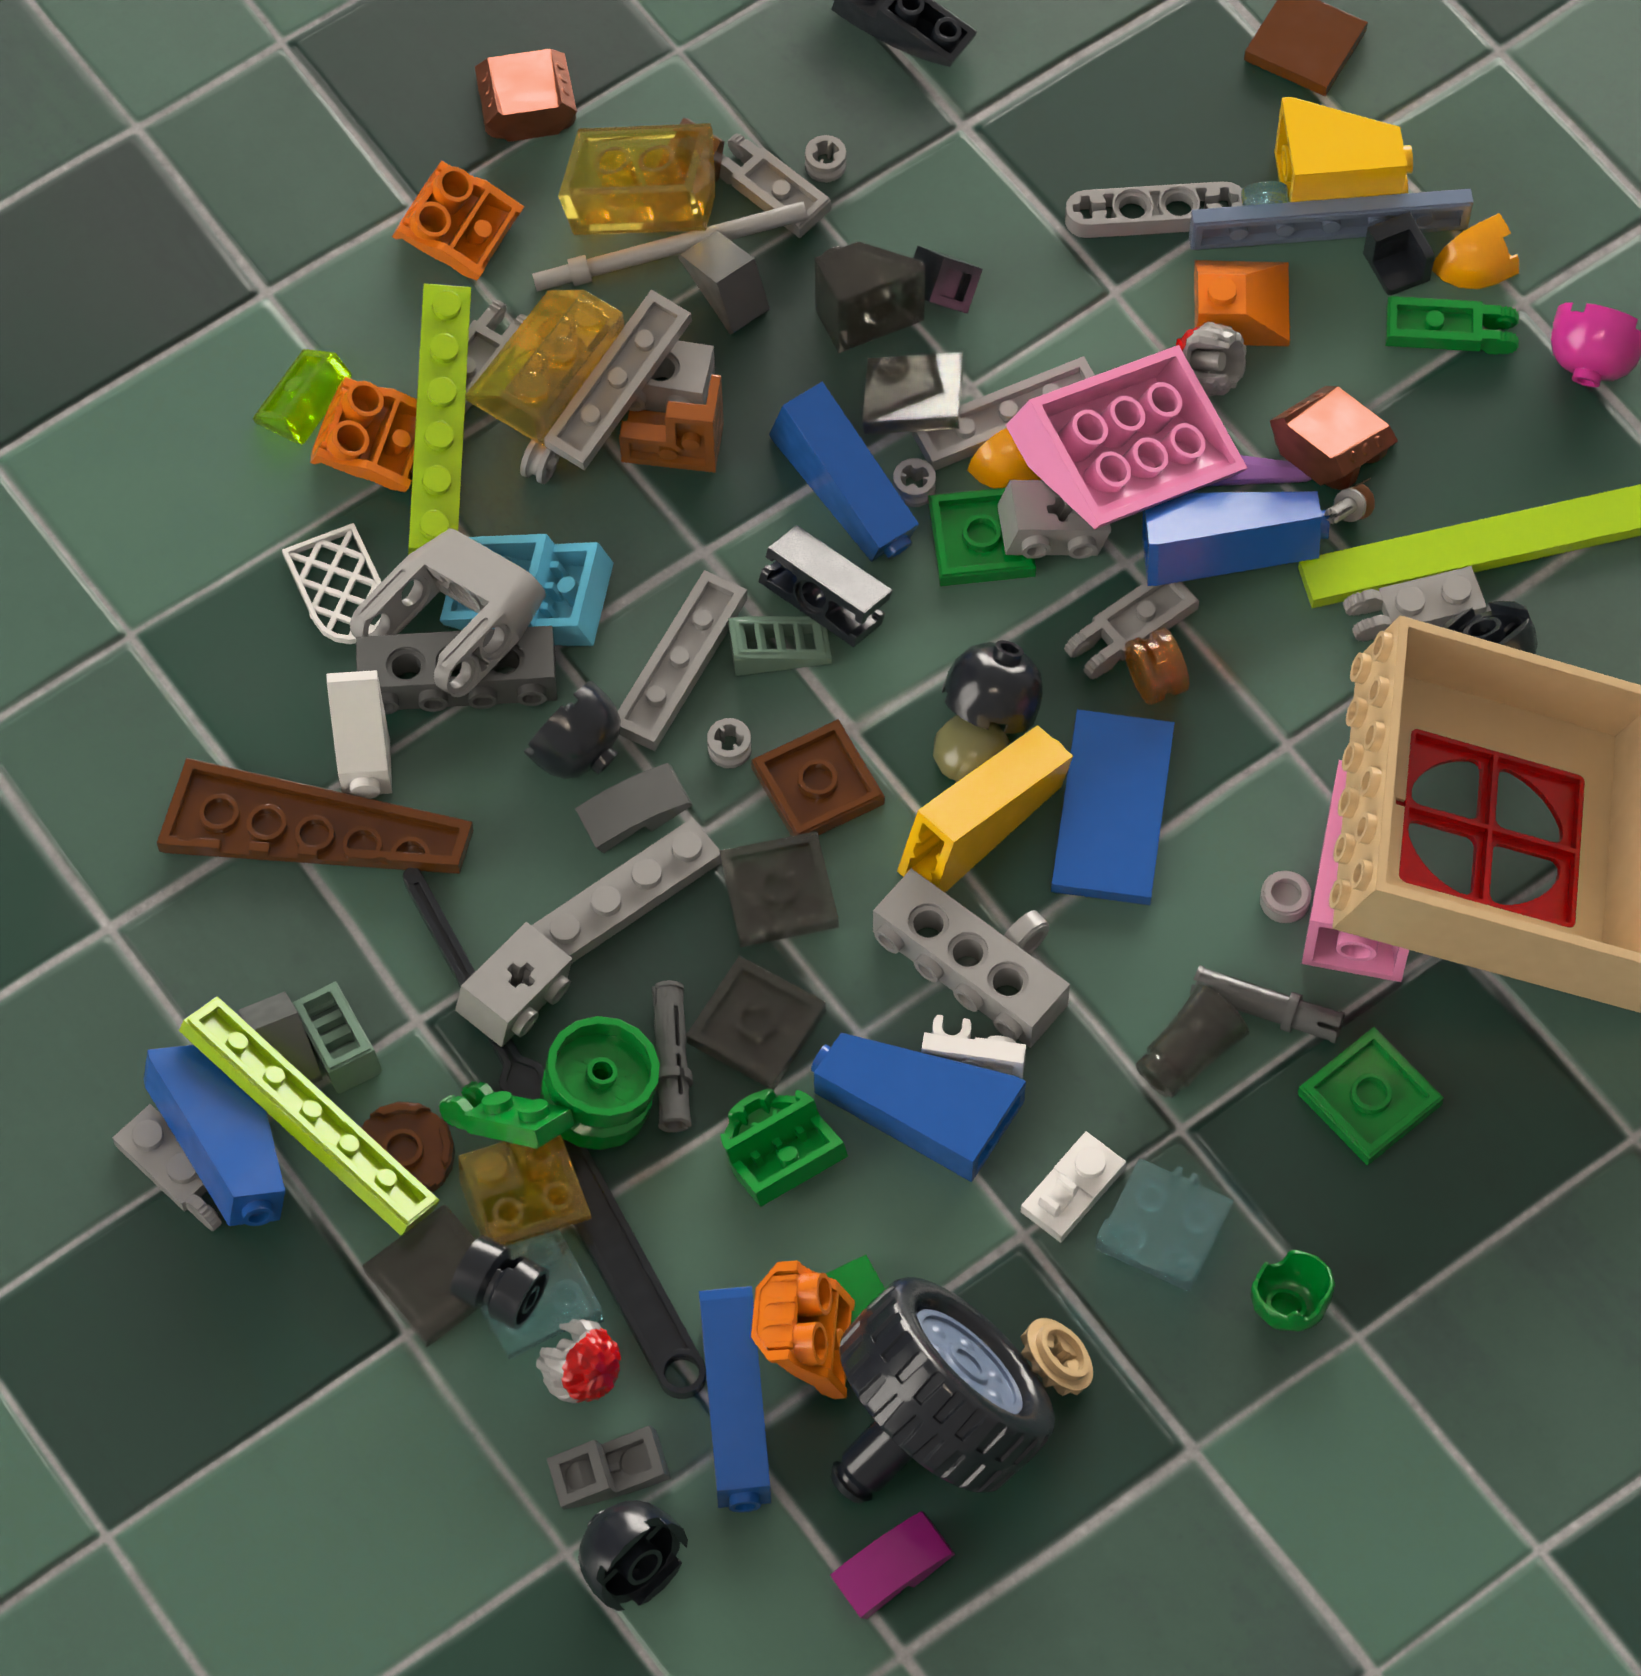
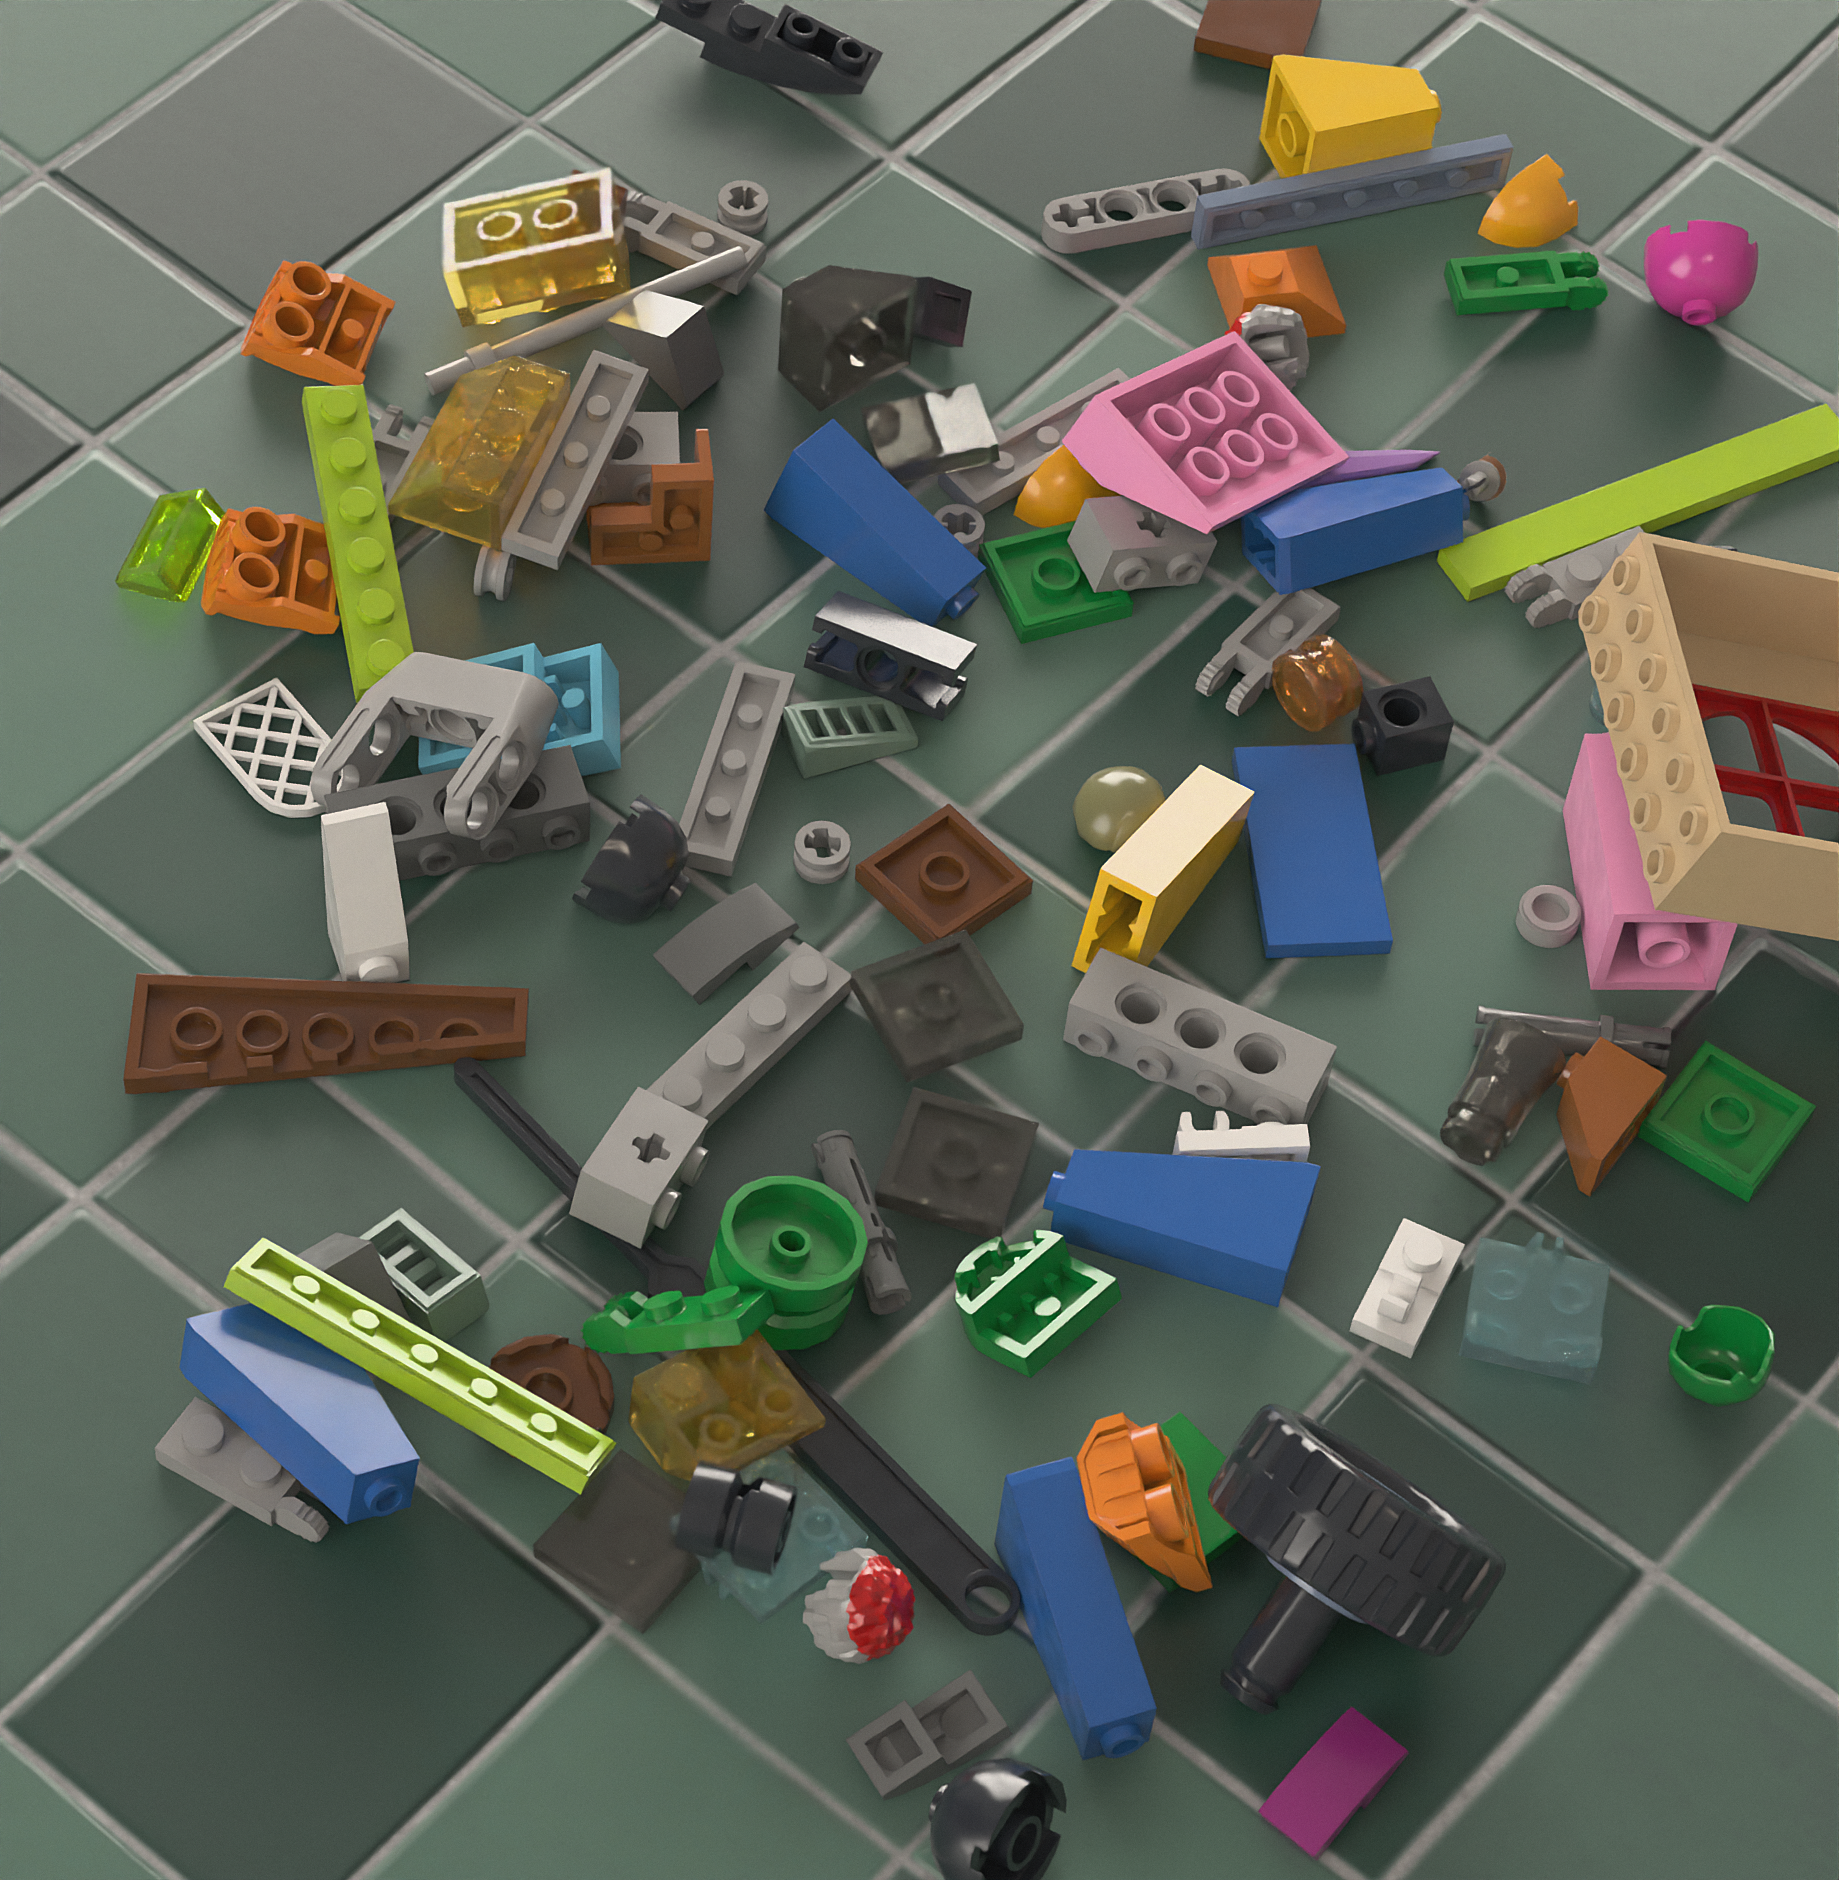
camera: 20 degrees left, 10 degrees down
(526, 95) = (361, 188): slope -> none
(995, 686) = (1136, 726): black cylinder -> none
(1028, 931) = (1262, 996): light grey tile -> none
(1057, 1356) = (1461, 1485): tan gear -> none
(1224, 697) = (1402, 726): none -> black brick
(1264, 193) = (1274, 167): clear light blue tile -> none
(1271, 1069) = (1603, 1108): none -> dark orange slope
(1331, 437) = (1431, 416): copper slope -> none
(1398, 253) = (1442, 216): black panel -> none

